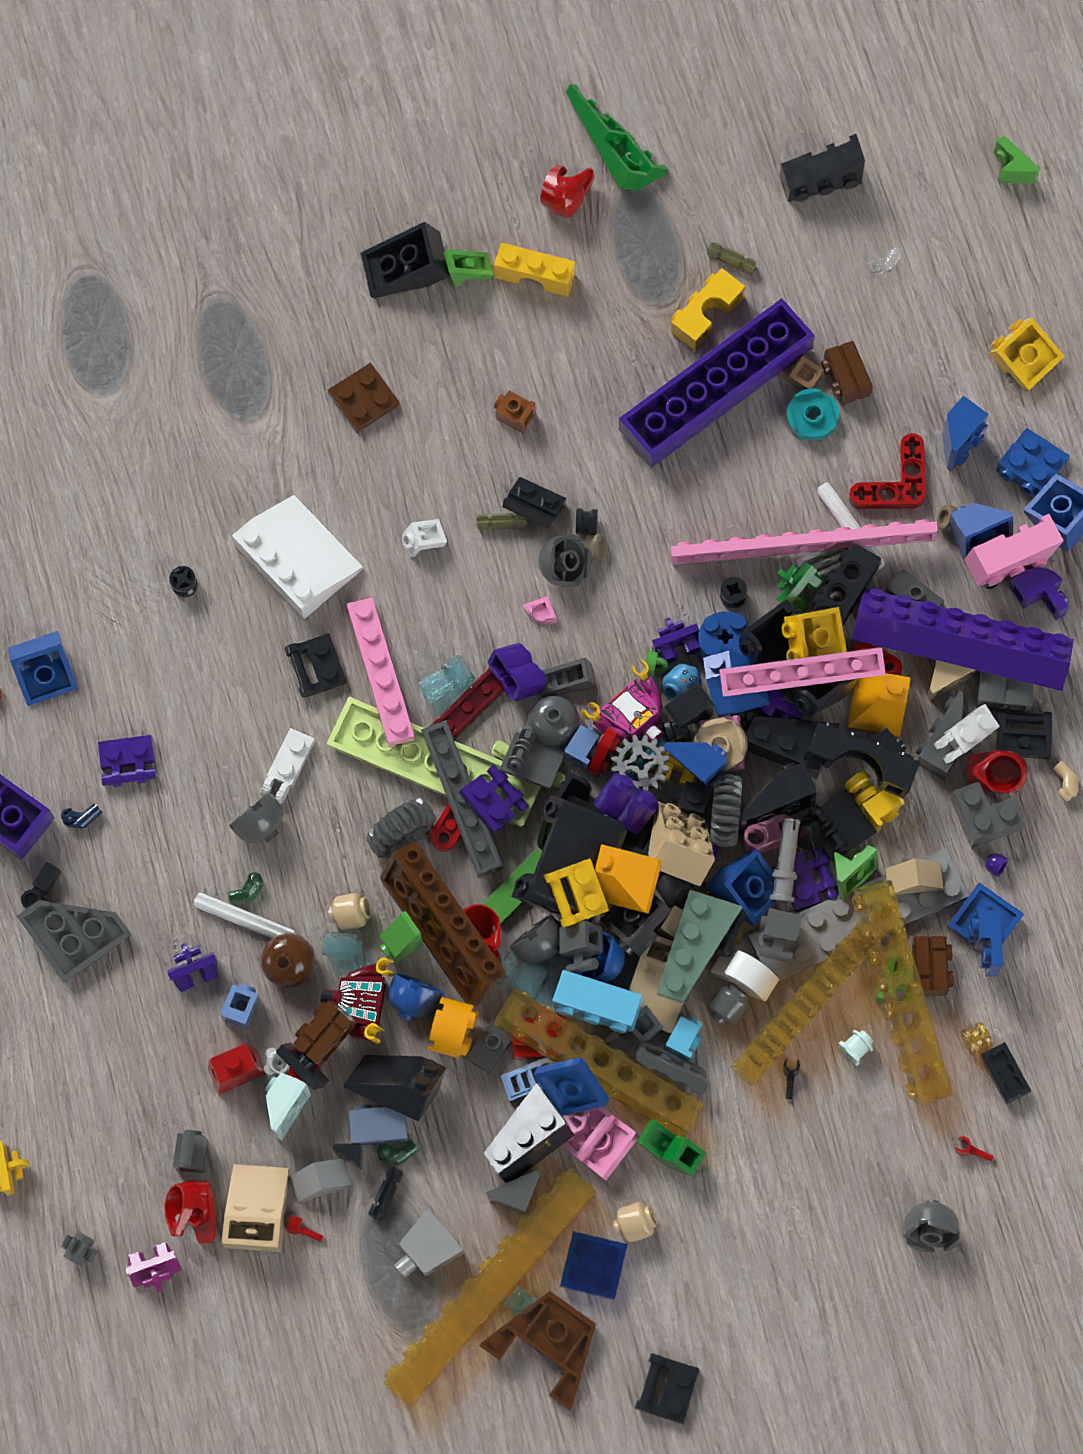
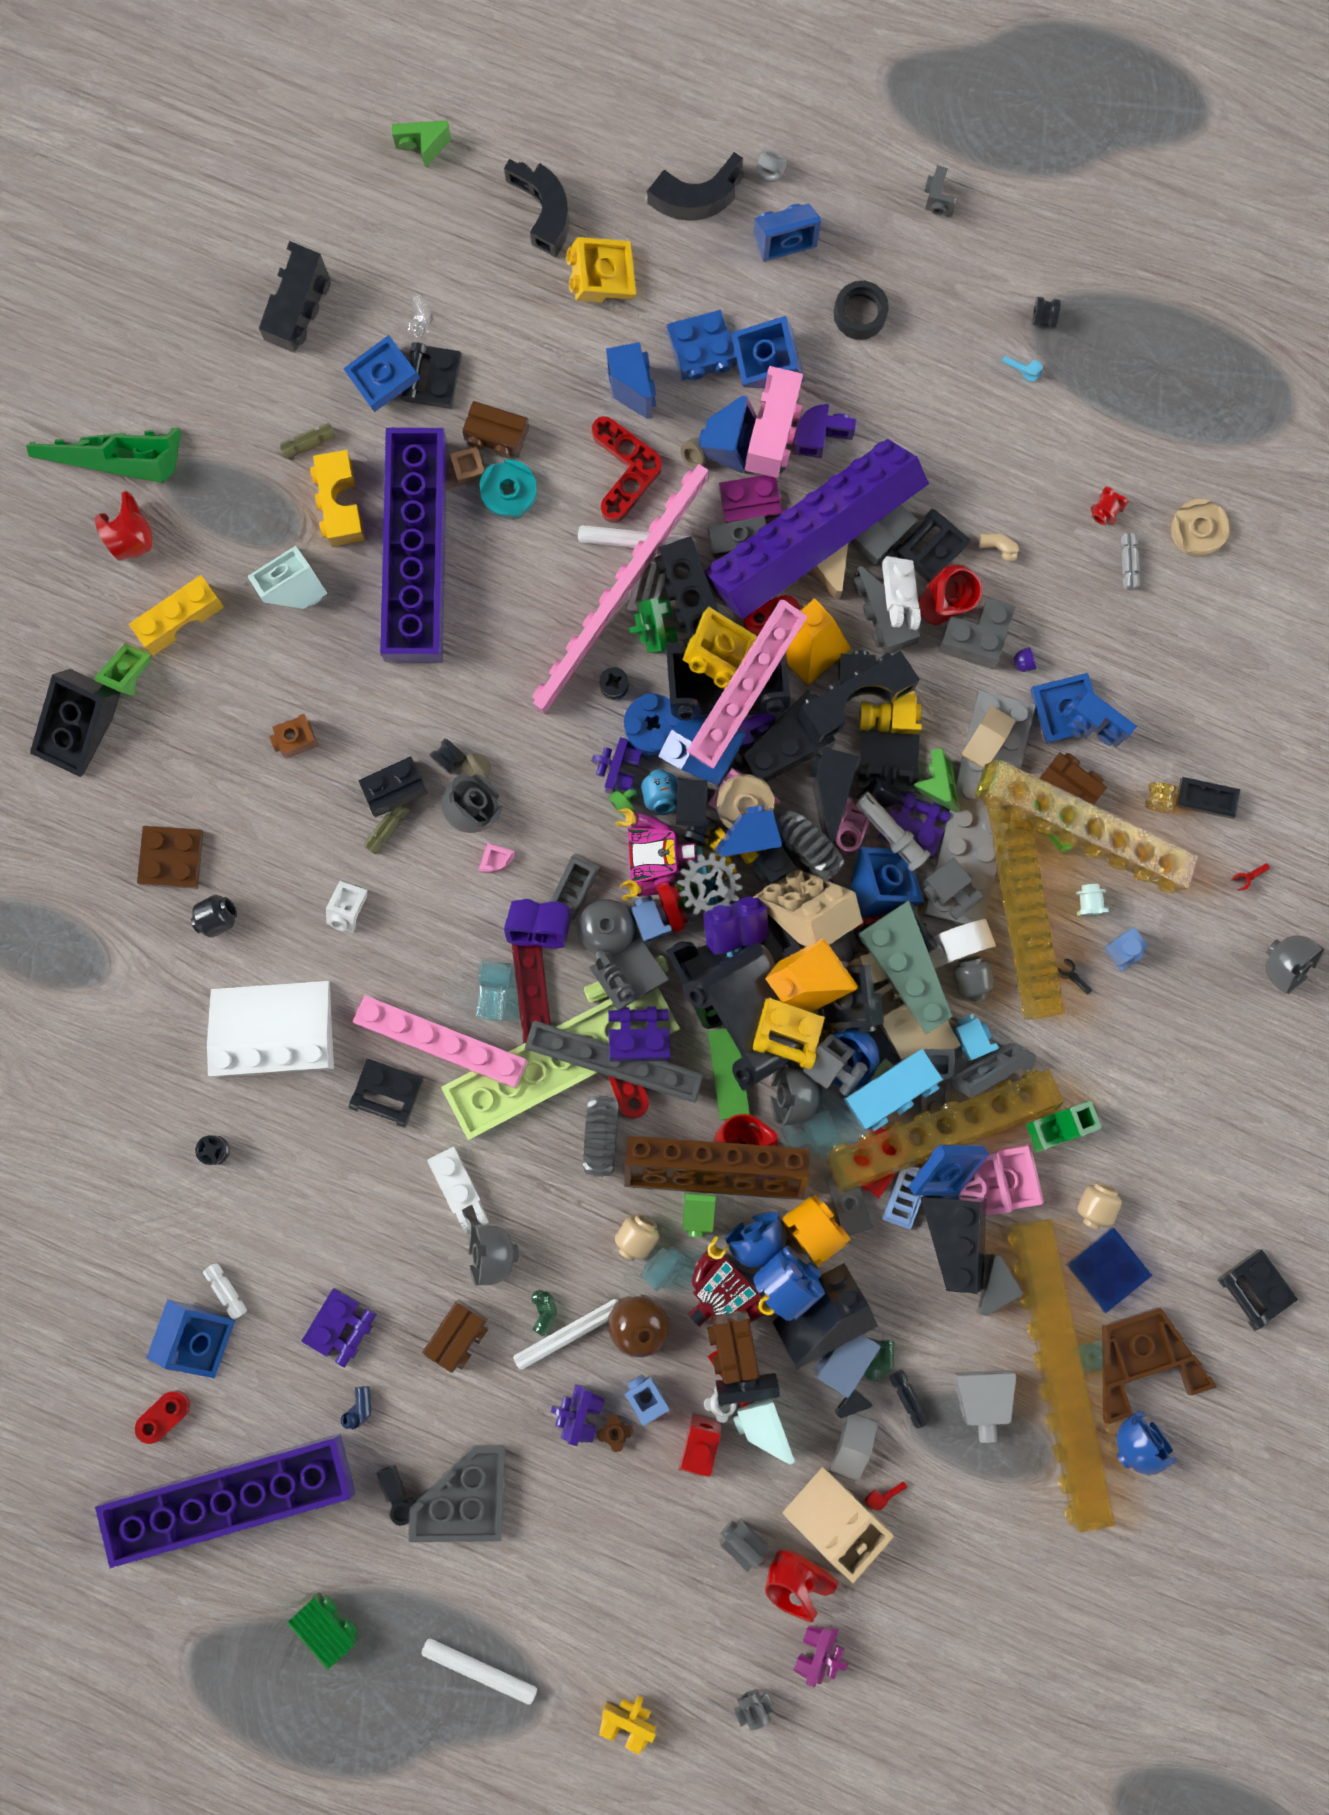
camera: 55 degrees left, 10 degrees up
(92, 665) = (224, 1291): none -> white axle
(182, 842) = (455, 1337): none -> reddish brown brick
(204, 1010) = (616, 1442): none -> reddish brown plate
(345, 456) = (213, 915): none -> black head
(399, 1034) = (789, 1284): none -> blue brick
(483, 1385) = (1143, 1446): none -> blue cylinder
(620, 322) = (288, 581): none -> light aqua slope
(820, 267) = (381, 373): none -> blue plate
(841, 1098) = (1126, 949): none -> medium blue brick
(854, 309) = (441, 377): none -> black plate
(949, 581) = (750, 498): none -> magenta plate
(1034, 294) = (553, 223): none -> black arch

